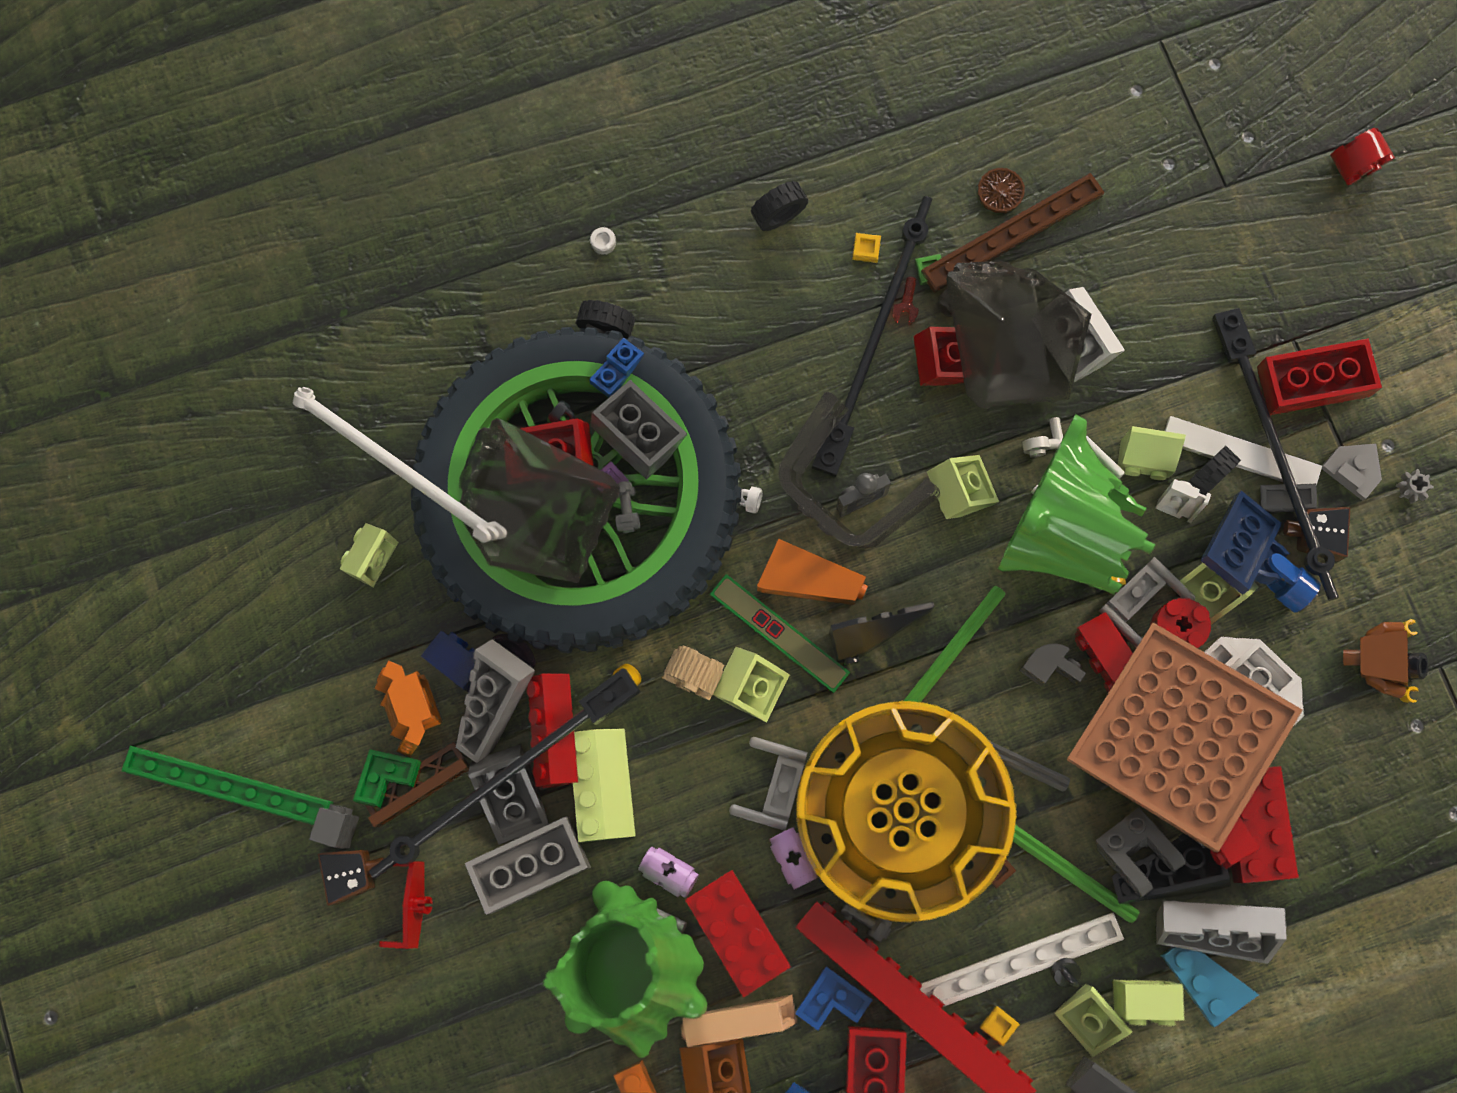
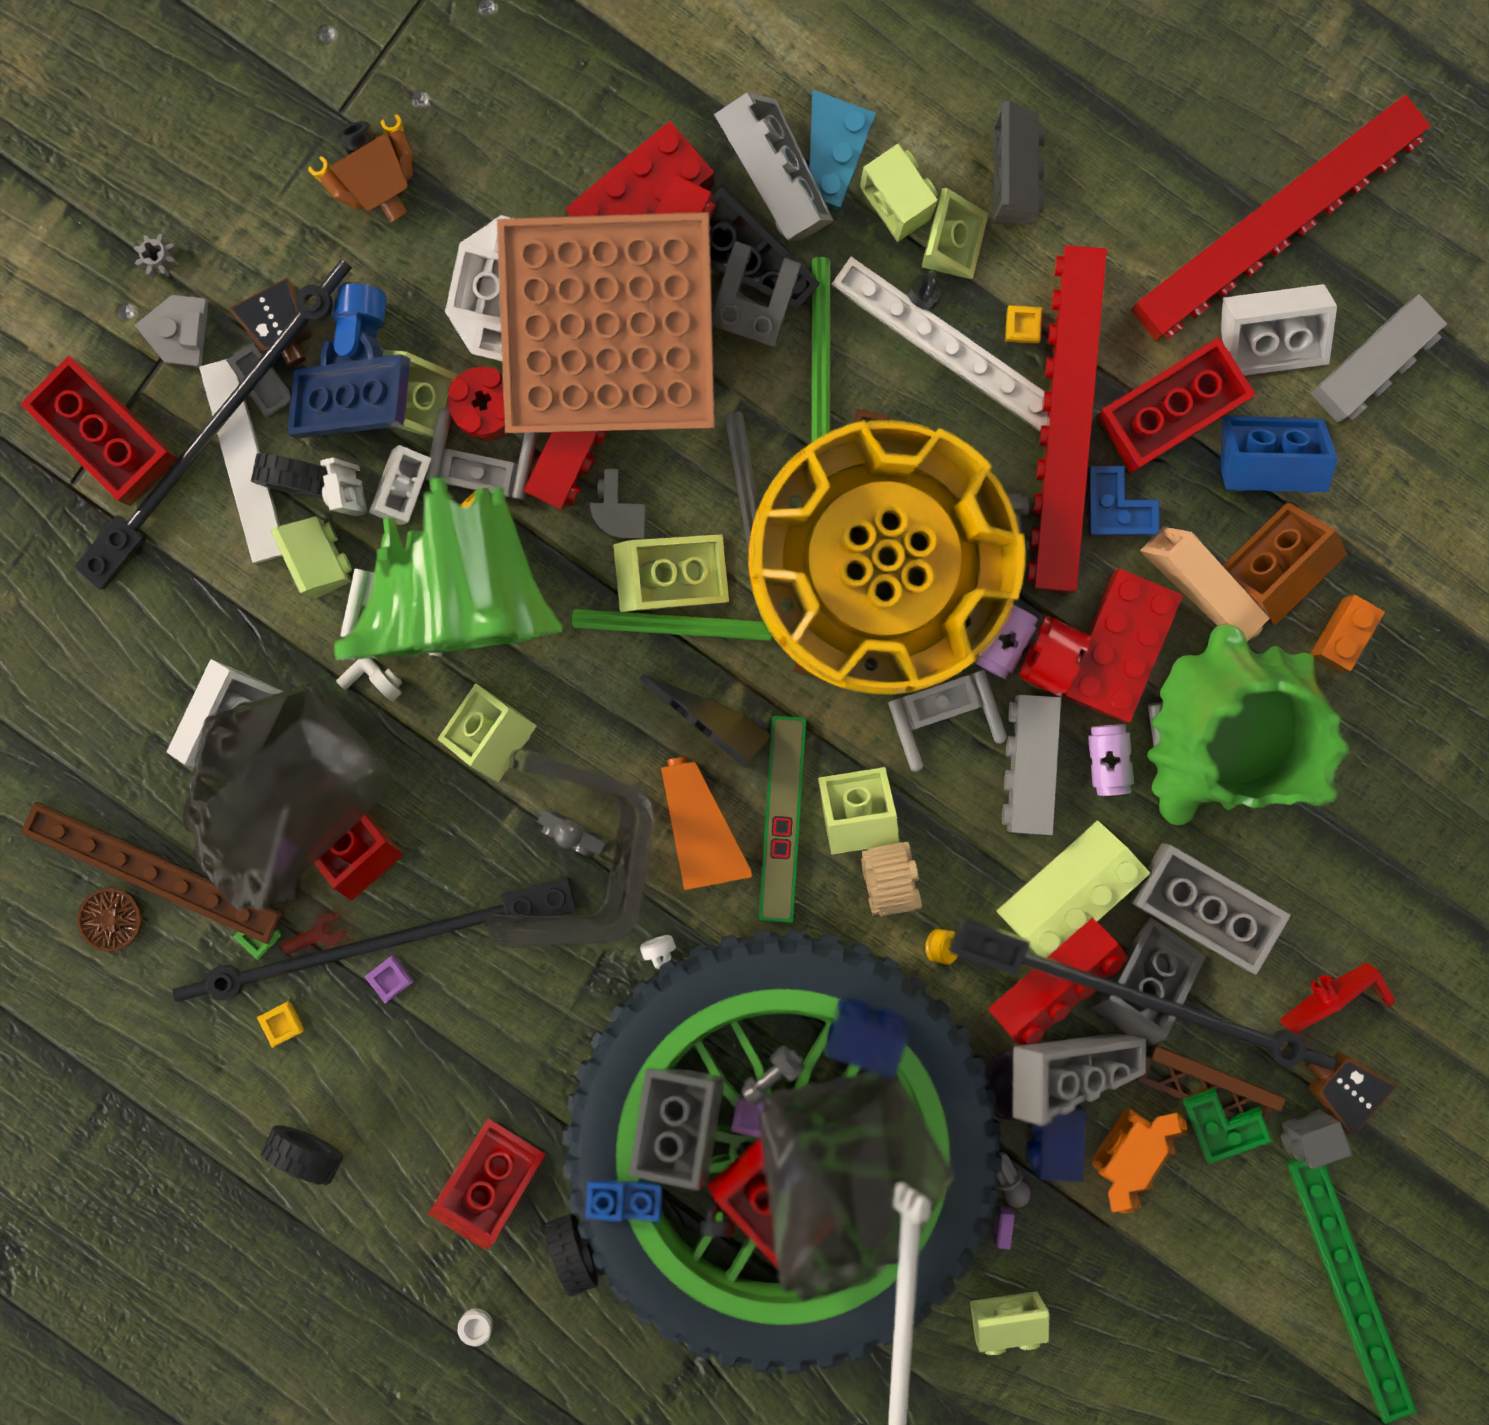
camera: 135 degrees left, 10 degrees up
(427, 592) = (1003, 1227): none -> medium lavender tile
(442, 616) = (1010, 1182): none -> light grey axle
(609, 578) = (866, 1037): none -> clear blue brick
(683, 302) = (486, 1184): none -> red slope
(701, 818) = (1033, 764): none -> light grey brick
(762, 881) = (1054, 656): none -> red brick
(849, 328) = (389, 979): none -> medium lavender tile
(987, 671) = (670, 572): none -> yellowish green slope
(1167, 543) = (400, 484): none -> white brick

